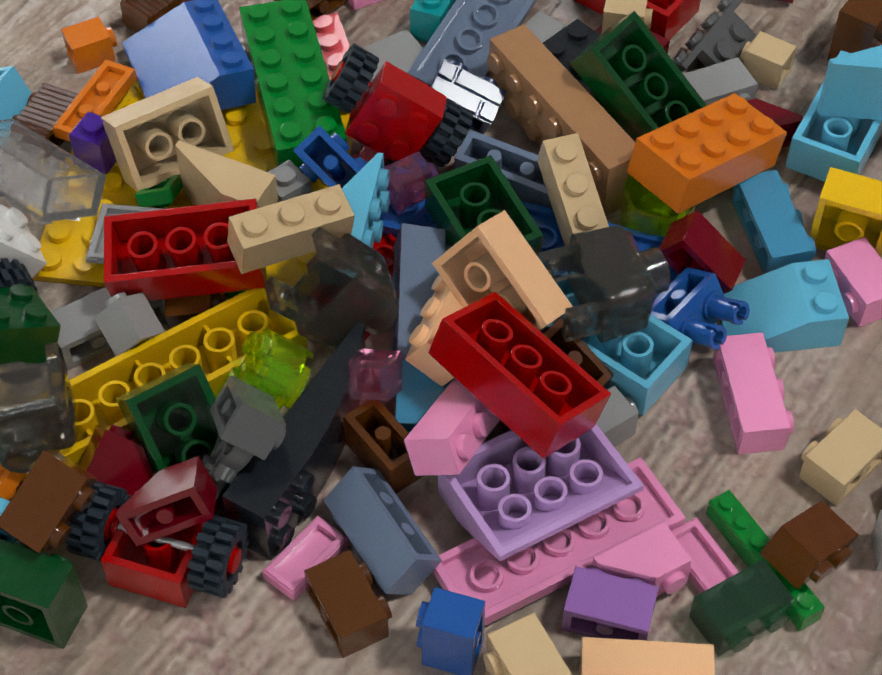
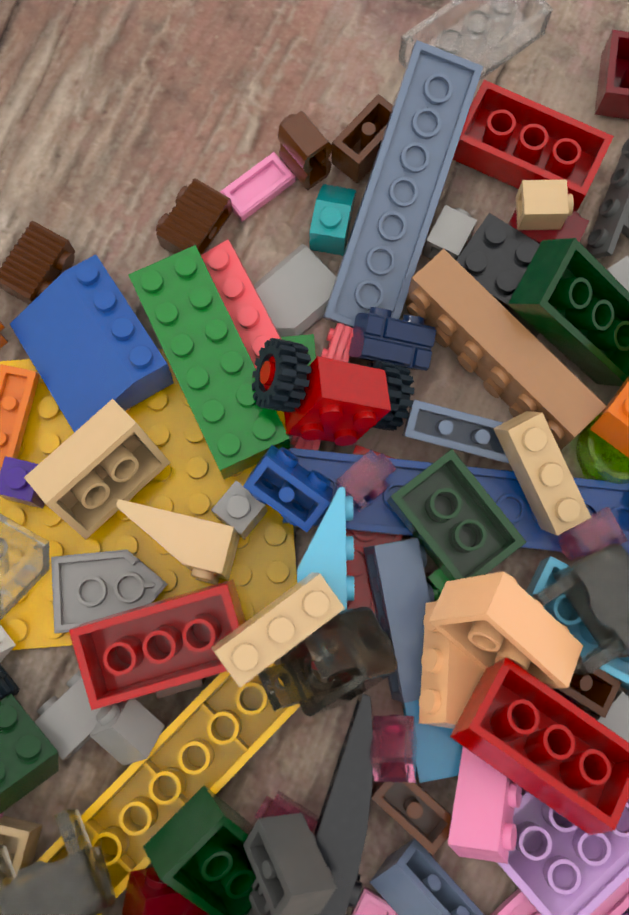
camera: 10 degrees left, 25 degrees up
(161, 194) = (109, 535): green plate -> none
(274, 366) = (288, 772): clear neon green brick -> none

